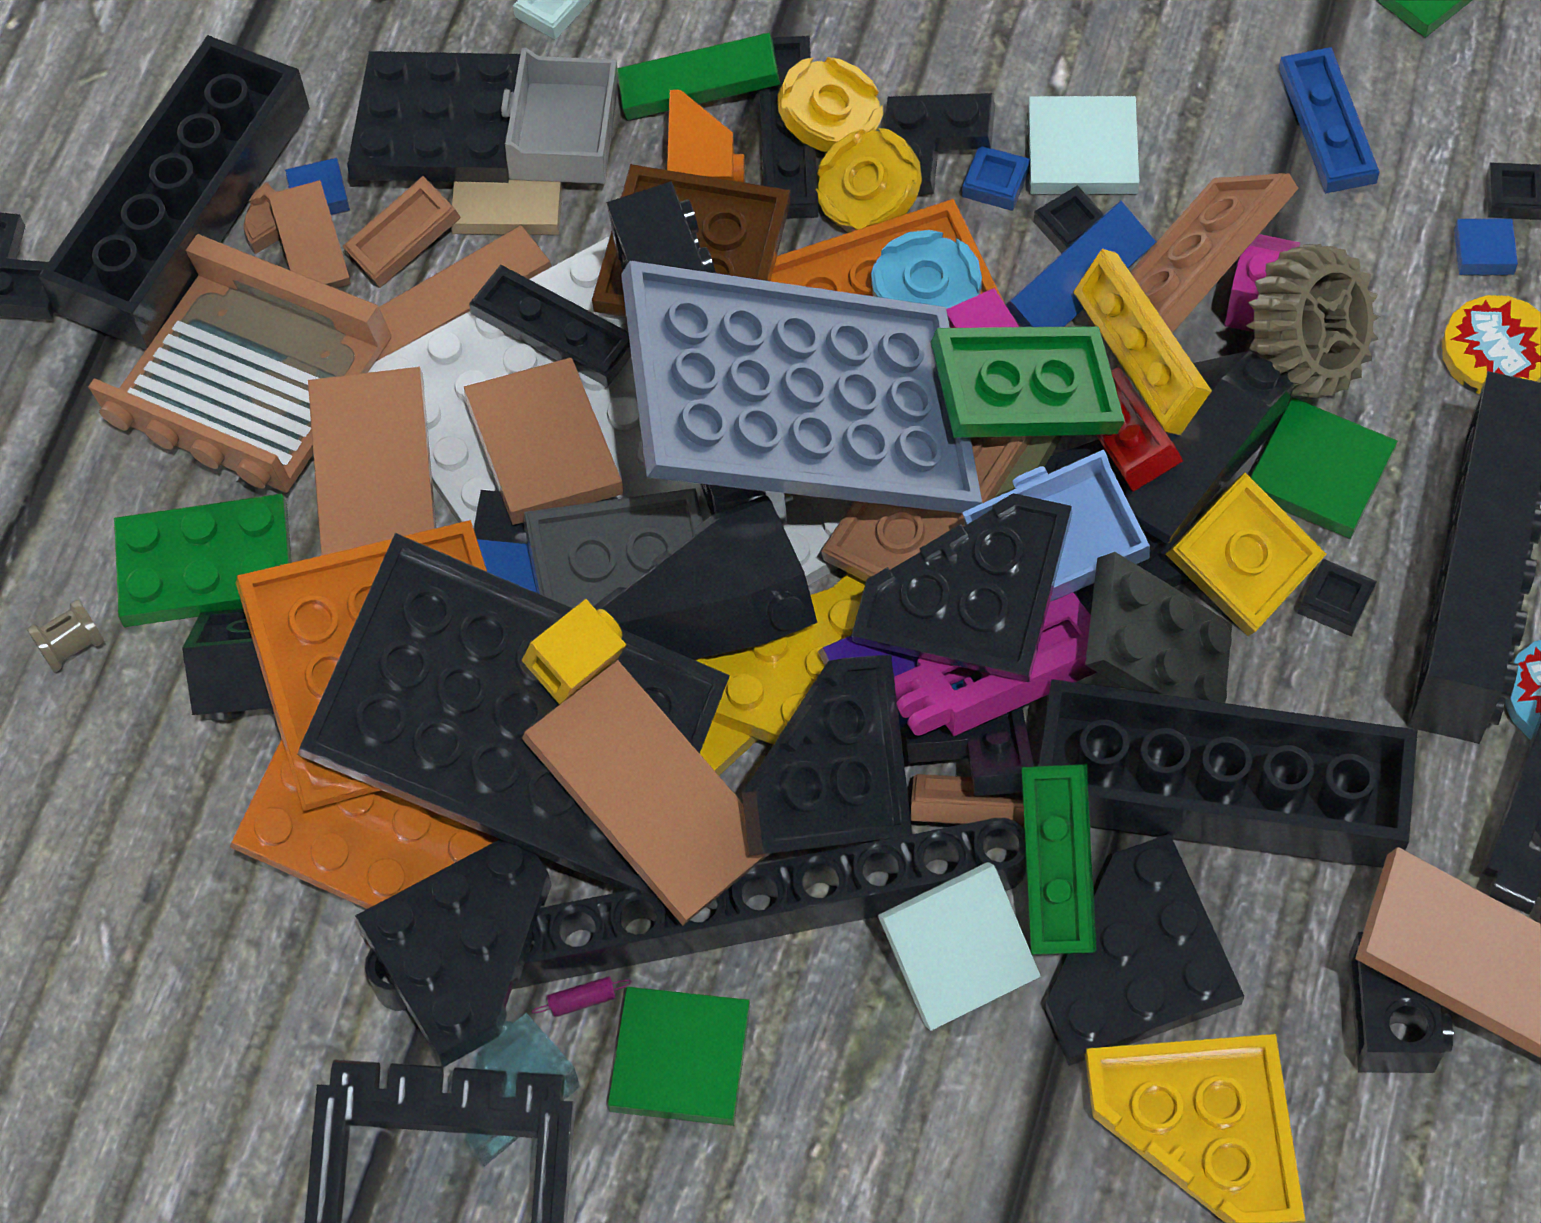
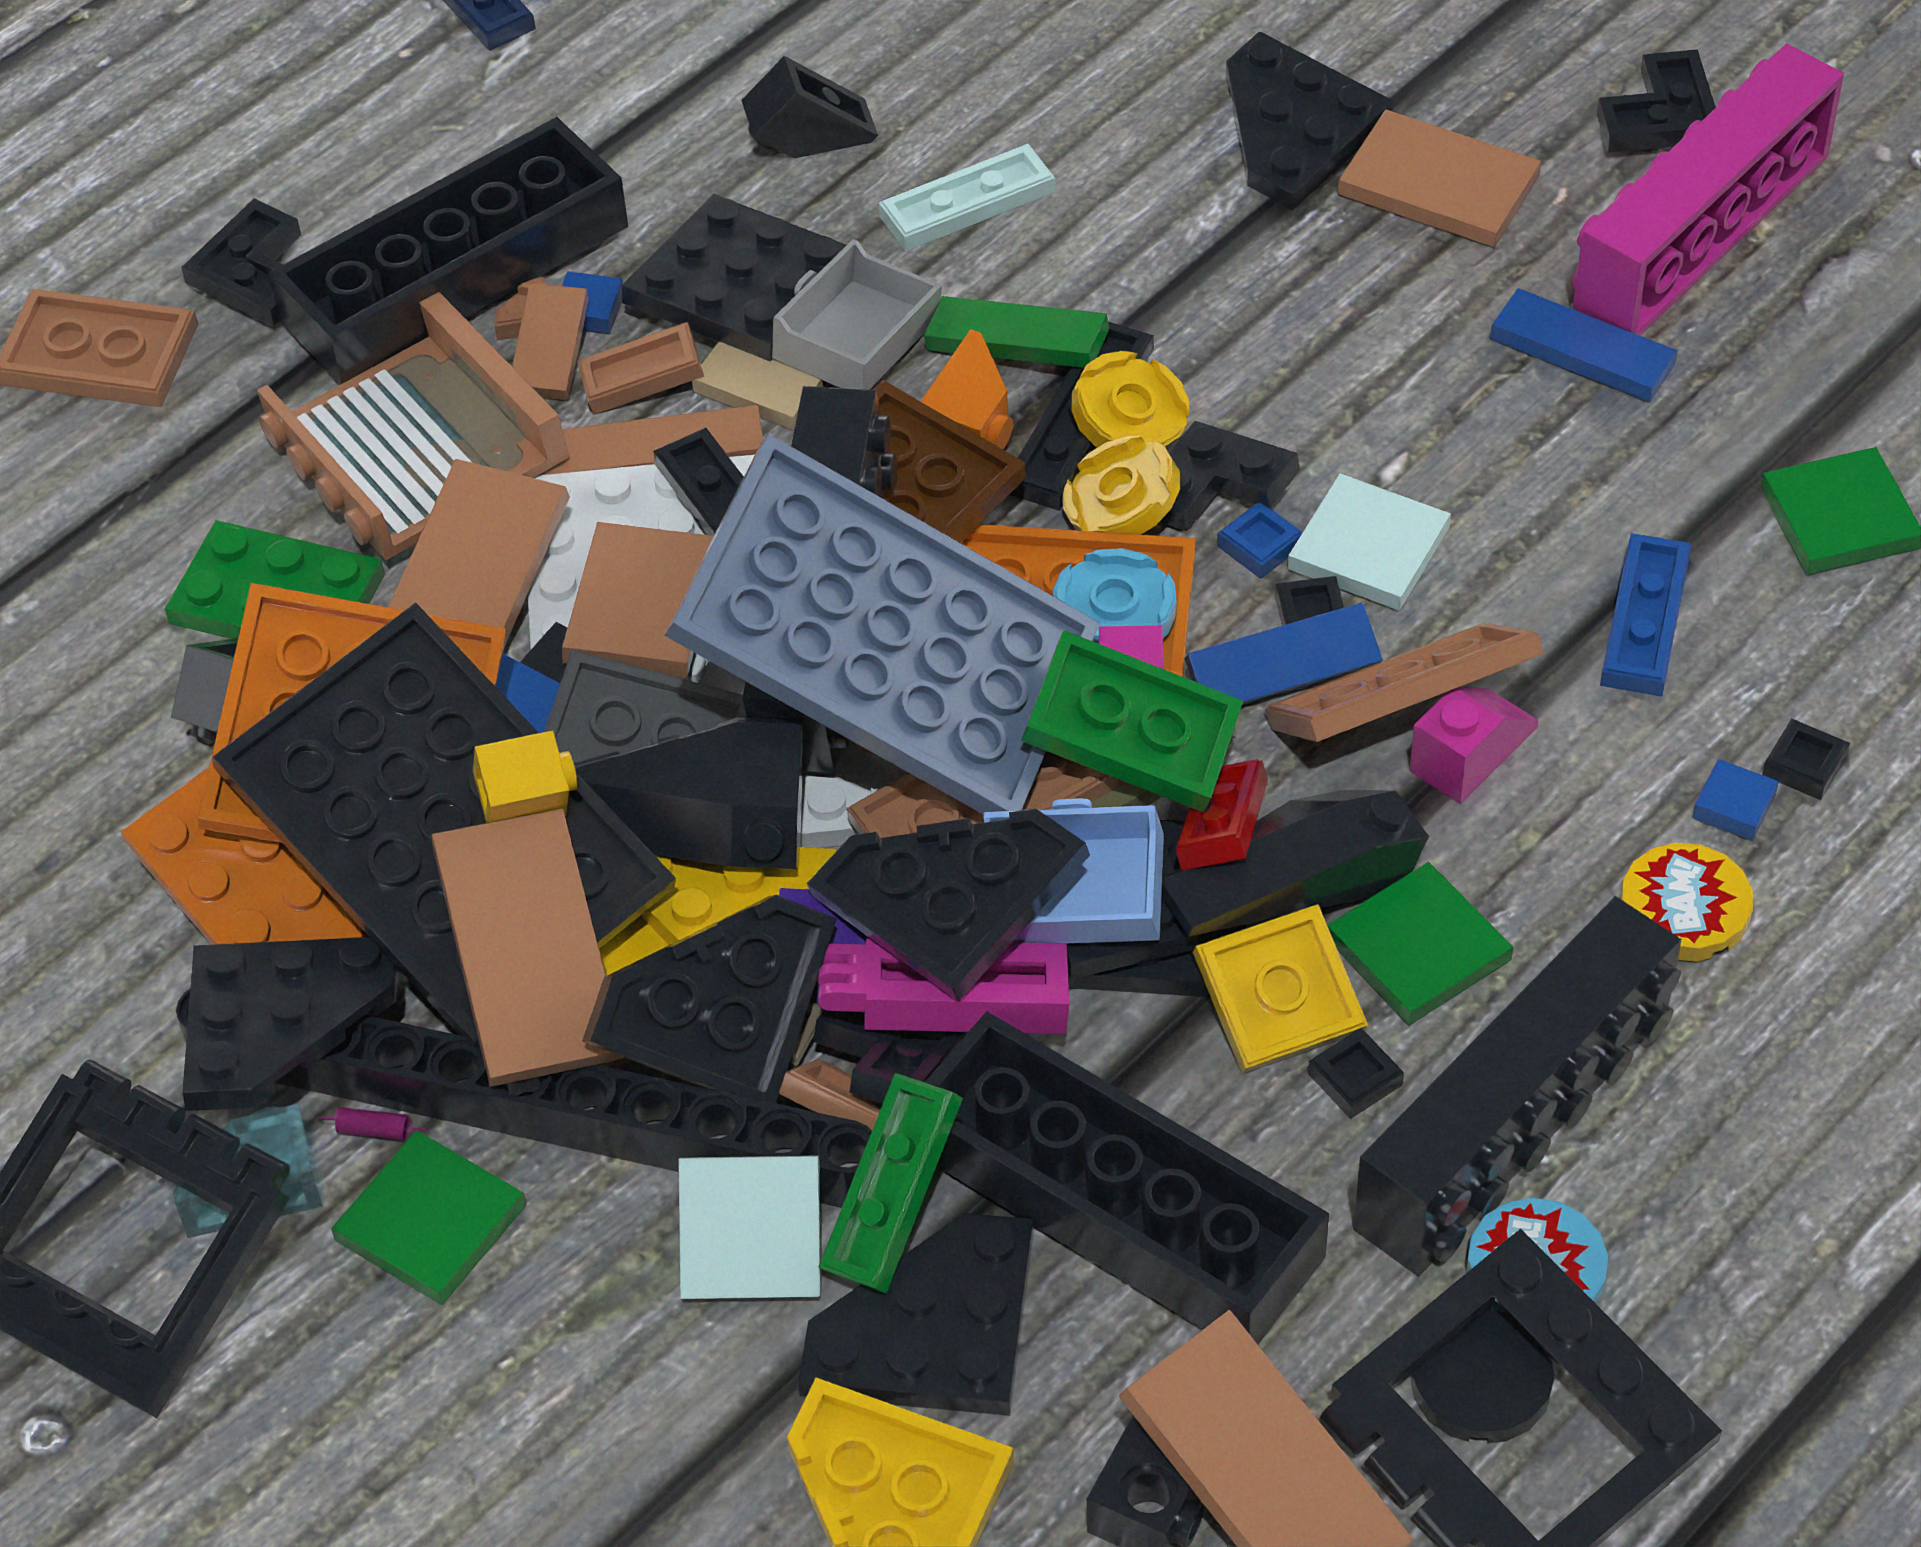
camera: 25 degrees right, 10 degrees down
(65, 635) = (106, 605): dark tan bush -> none
(1142, 342) = (1282, 735): yellow tile -> none
(1155, 635) = (1120, 1016): pearl dark grey plate -> none
(1314, 318) = (1512, 794): dark tan gear -> none

